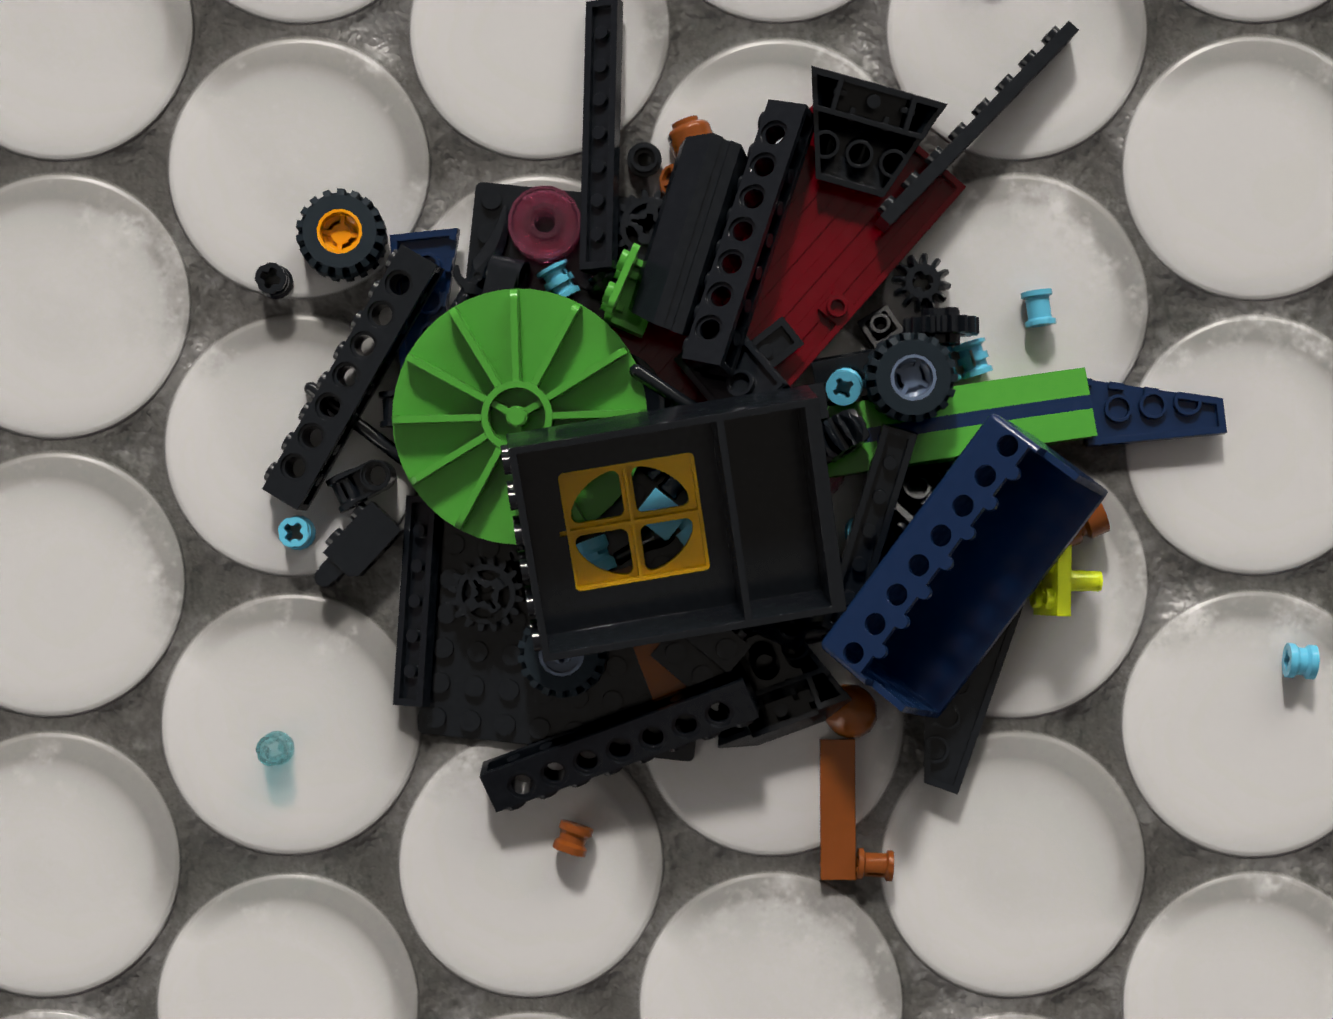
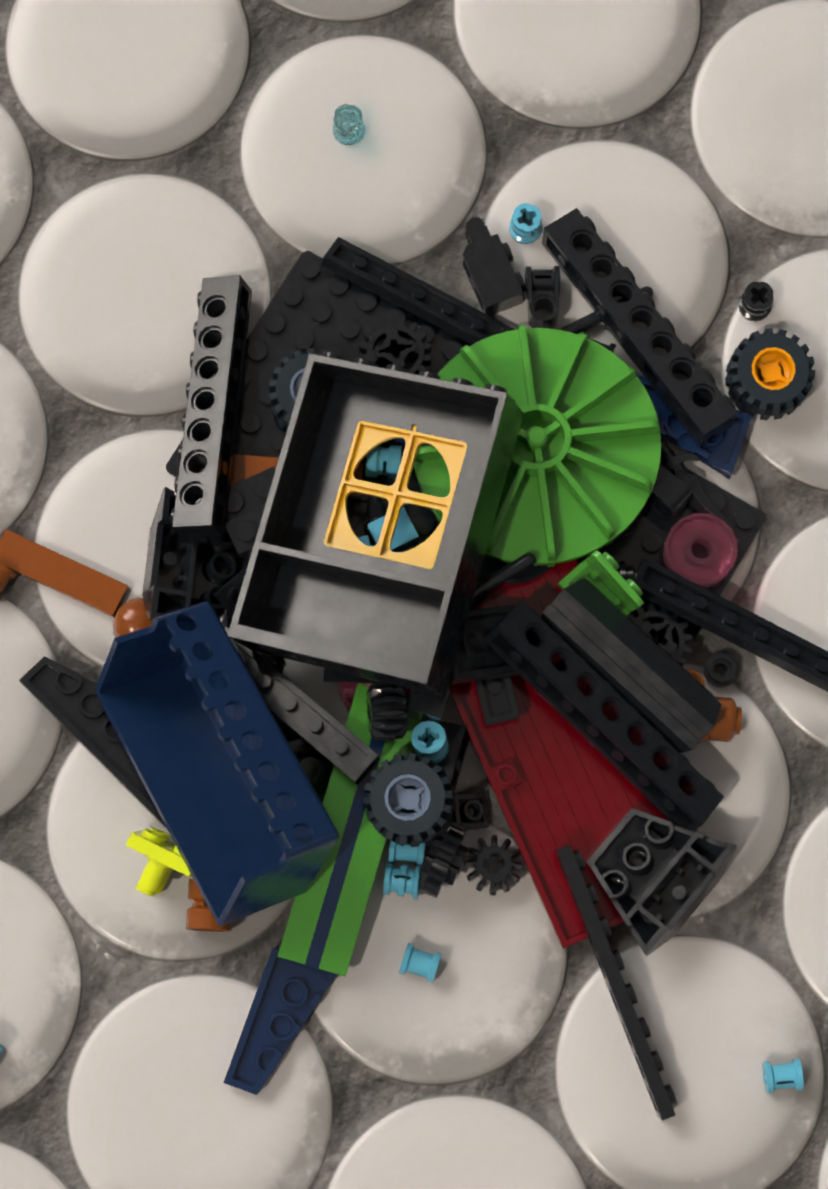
camera: 120 degrees right, 10 degrees down
(558, 279) = (643, 540): medium azure bush -> none
(573, 838) = (148, 335): dark orange wheel -> none

